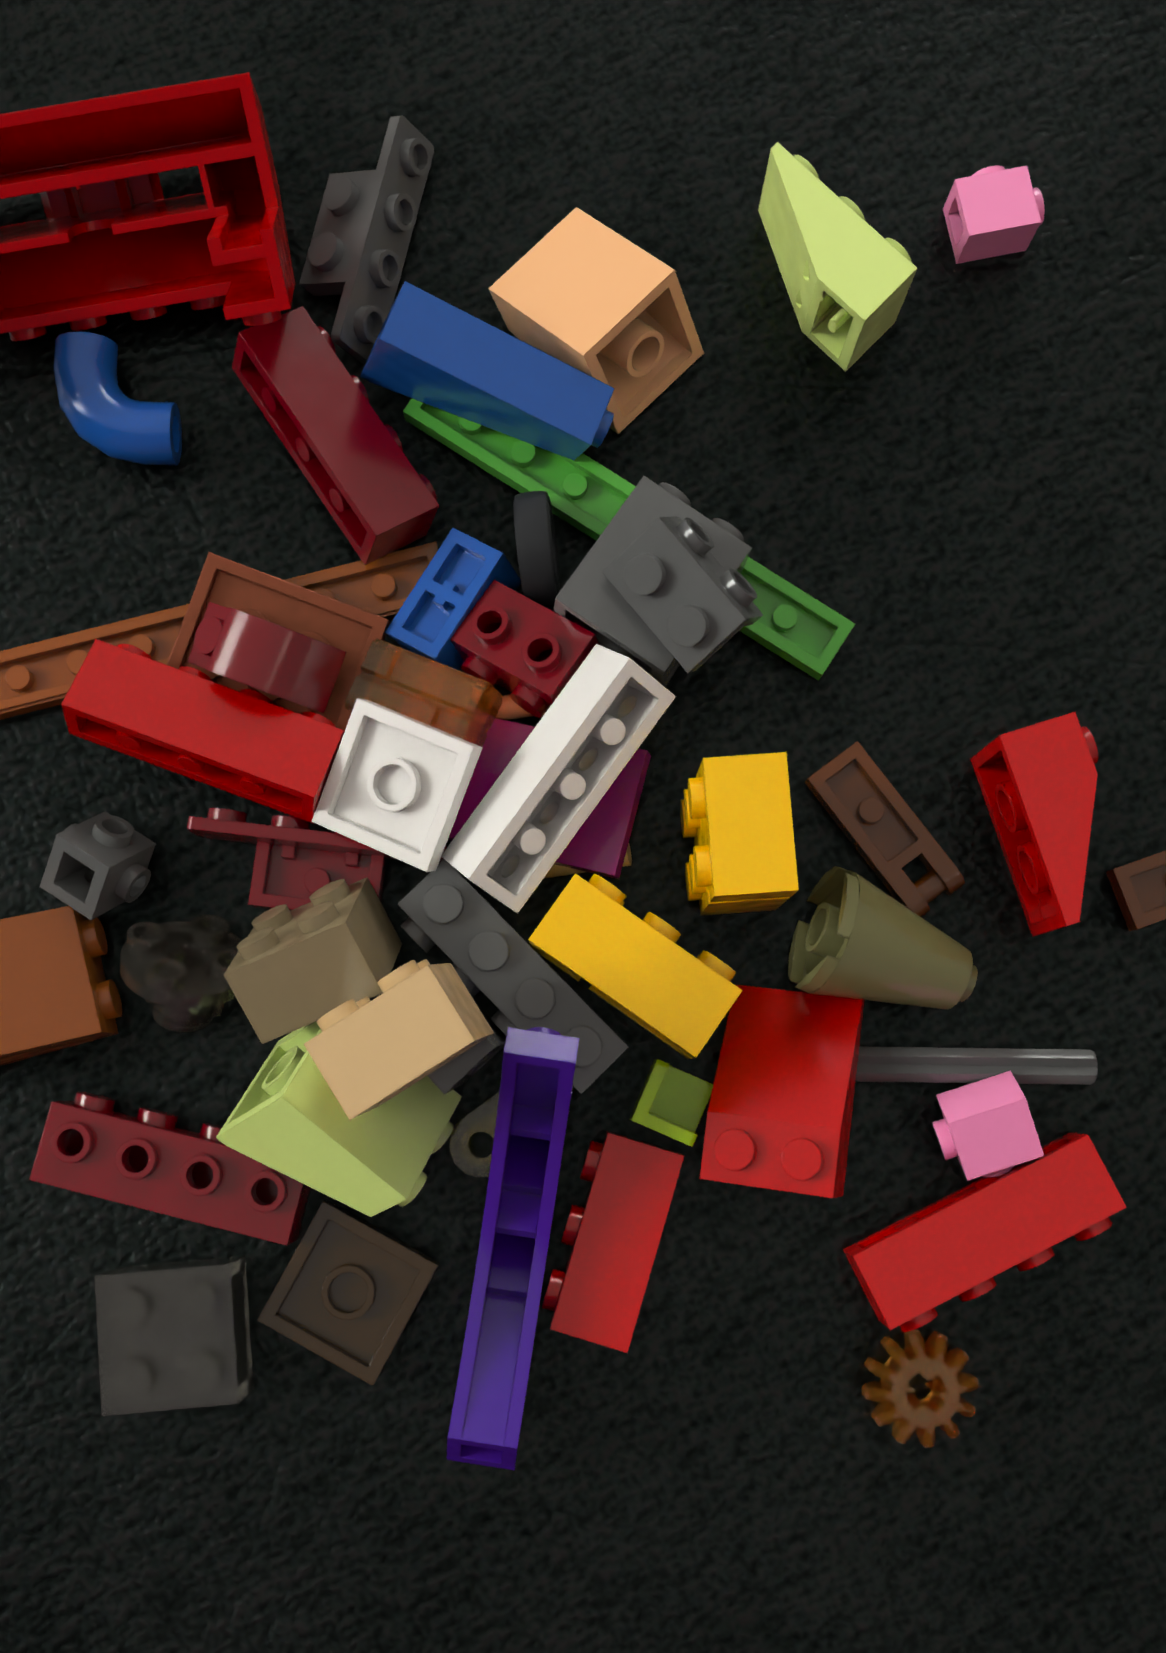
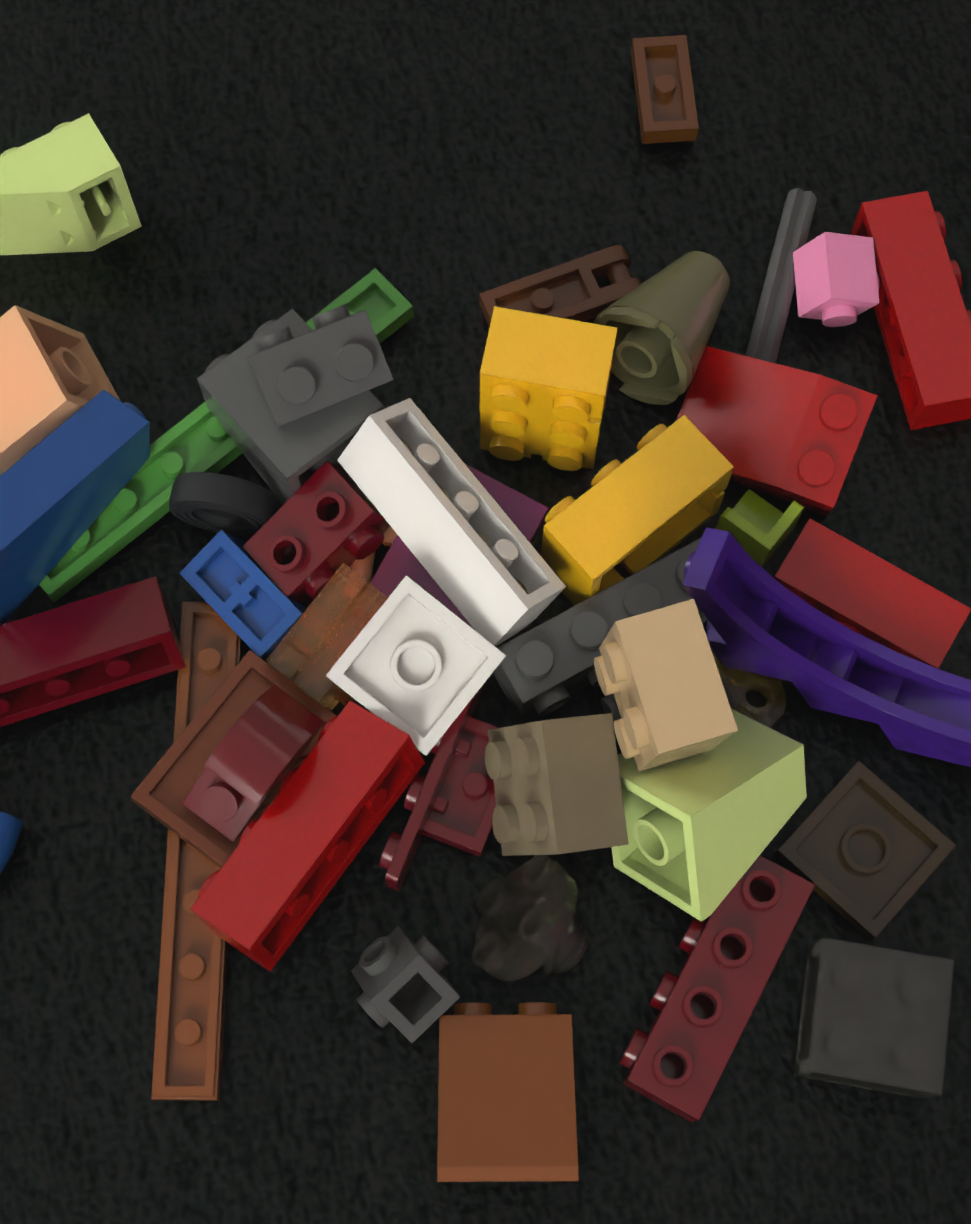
camera: 75 degrees left, 10 degrees down
(993, 213) = (47, 69): bright pink brick -> none
(1042, 806) = (593, 164): red slope -> none

